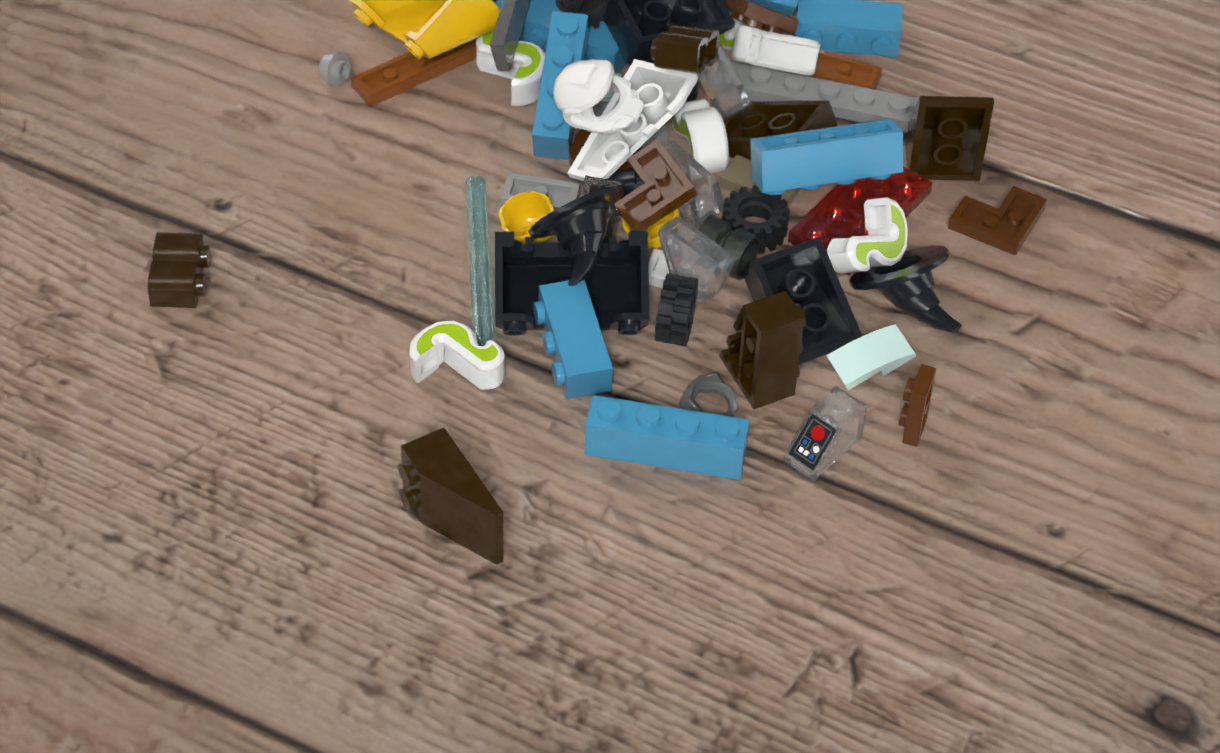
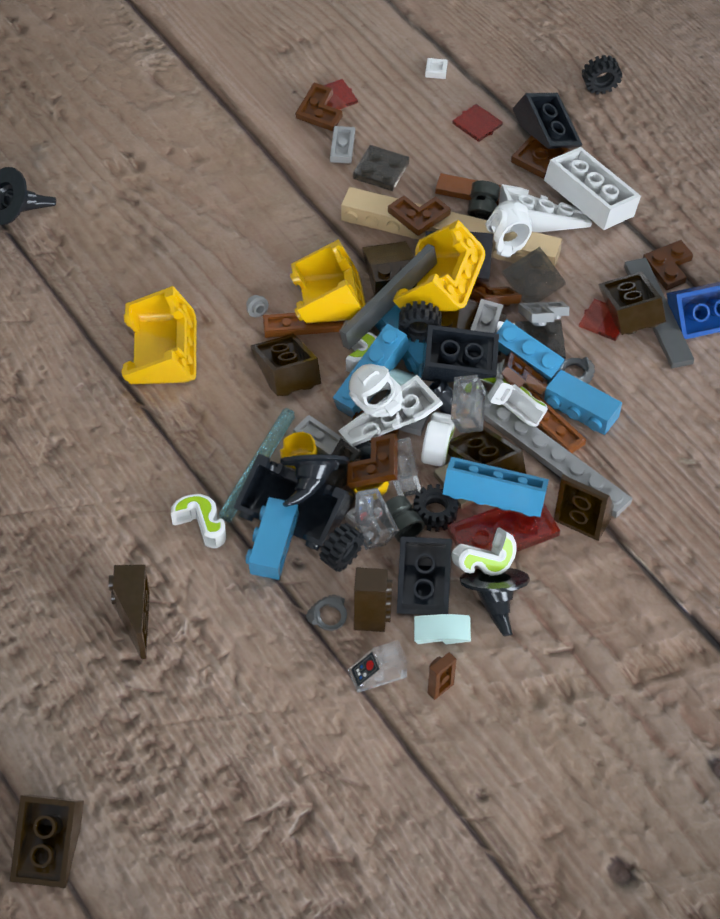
camera: 30 degrees right, 5 degrees up
(177, 270) = (85, 397): dark brown brick -> none
(230, 157) = (162, 339): none -> yellow windscreen
(432, 123) = (287, 364): none -> dark brown slope
(666, 437) = (283, 626): dark azure brick -> none
(685, 49) = (446, 382): dark brown brick -> none
(1001, 227) = (588, 579): reddish brown plate -> none

